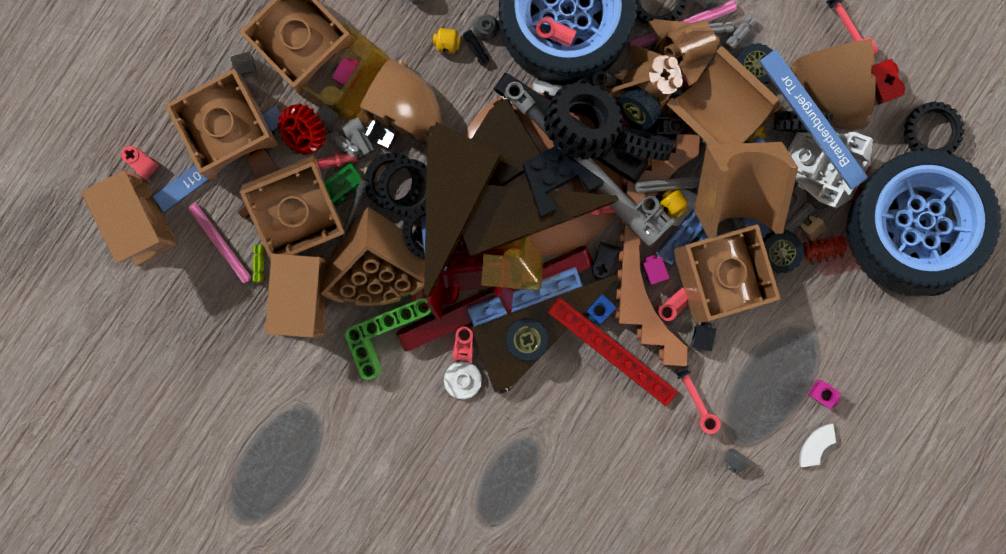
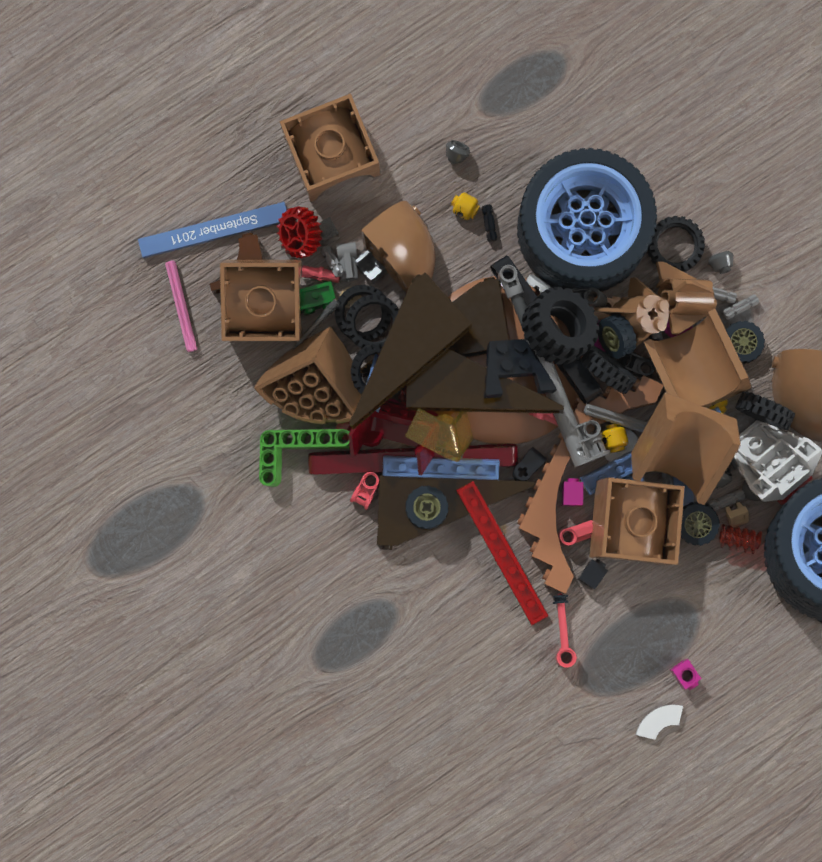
camera: 25 degrees right, 5 degrees down
(129, 218) = (110, 248): medium nougat piece -> none
(142, 163) = (140, 205): coral piece -> none
(220, 123) = (228, 196): medium nougat piece -> none
(244, 64) = (271, 154): clear smoke brick -> none
(258, 263) = (208, 338): lime axle -> none
(295, 296) = (230, 378): medium nougat piece -> none
(344, 71) = (362, 198): dark pink brick -> none
(348, 100) = (352, 222): clear yellow windscreen -> none
(462, 380) = (351, 523): white tile -> none
(489, 31) = (506, 213): dark grey cone -> none
(558, 33) = (569, 237): coral piece -> none
(608, 307) = (512, 503): blue brick -> none
(708, 15) = (716, 279): bright pink axle -> none
(736, 461) = (577, 703): dark grey cone -> none
(813, 119) = (773, 409): medium blue tile -> none

